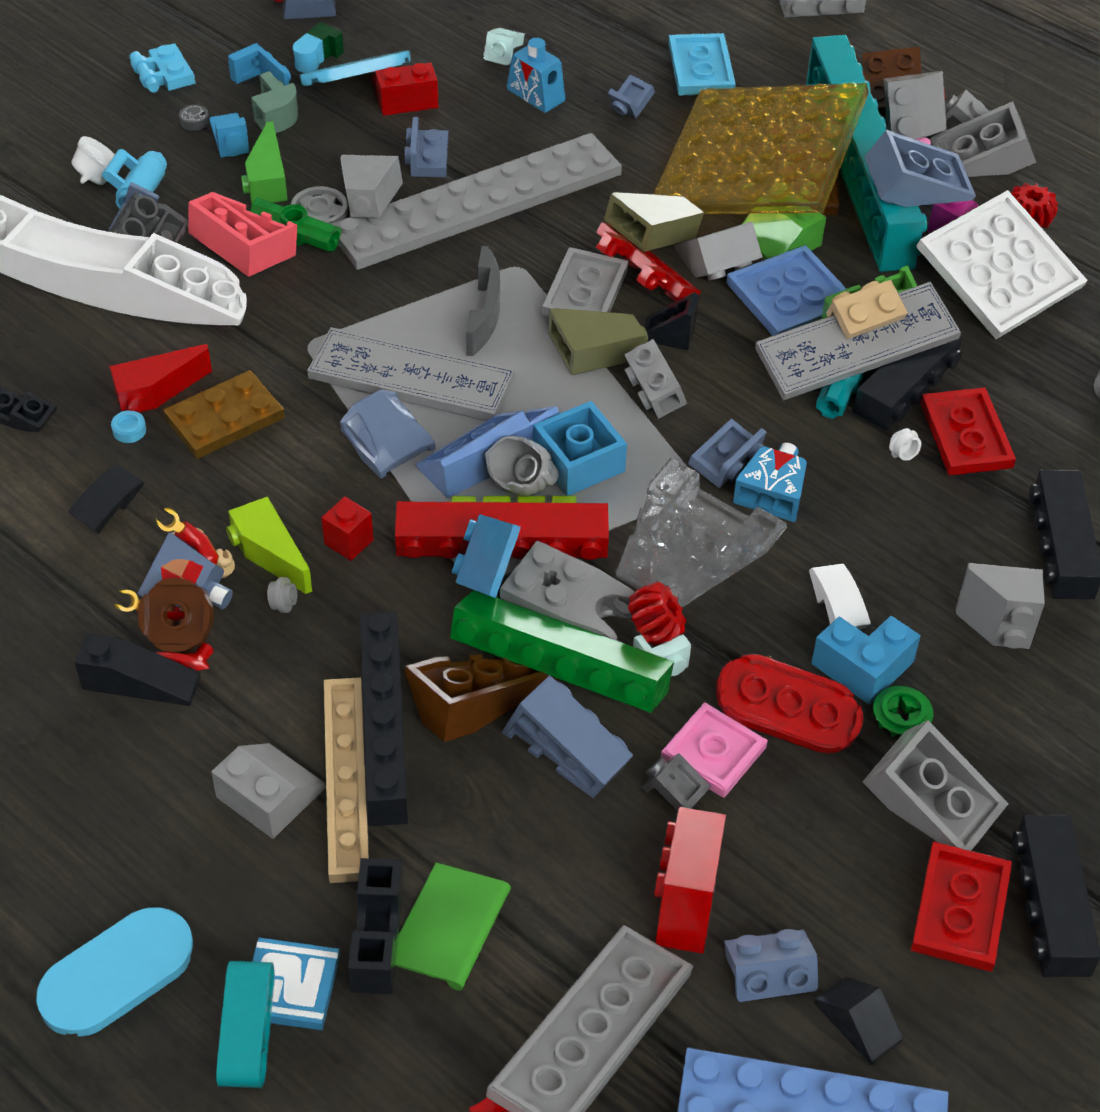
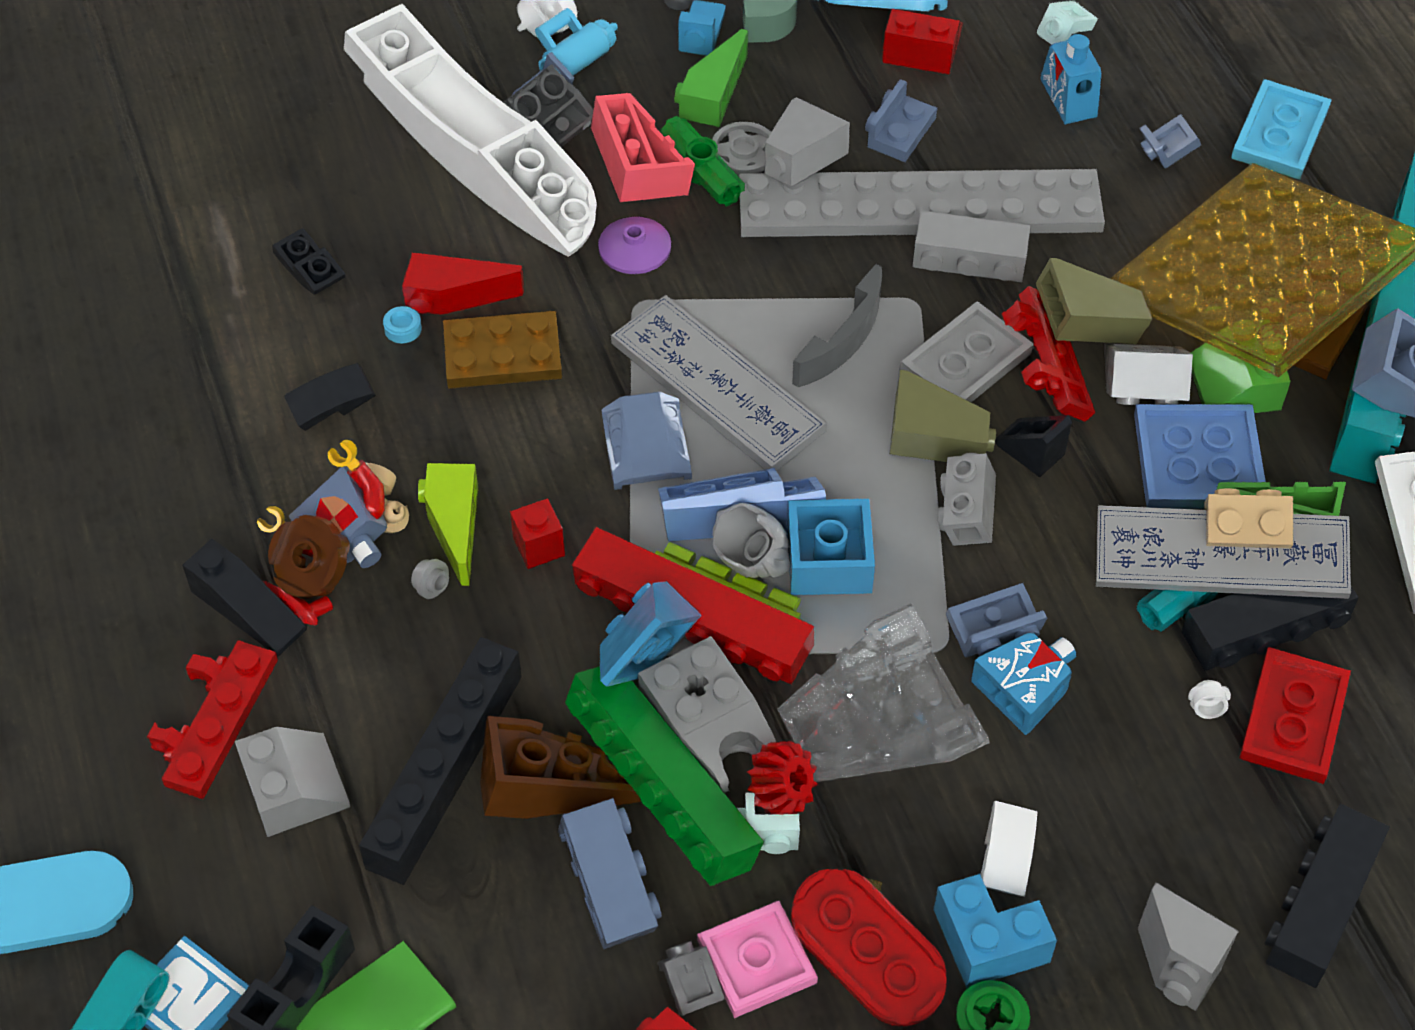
camera: 30 degrees right, 5 degrees up
(175, 794) = (232, 691): none -> red hinge
(278, 304) = (634, 245): none -> medium lavender dish
(345, 779) = (339, 855): tan plate -> none
(538, 213) = (971, 246): none -> light grey brick

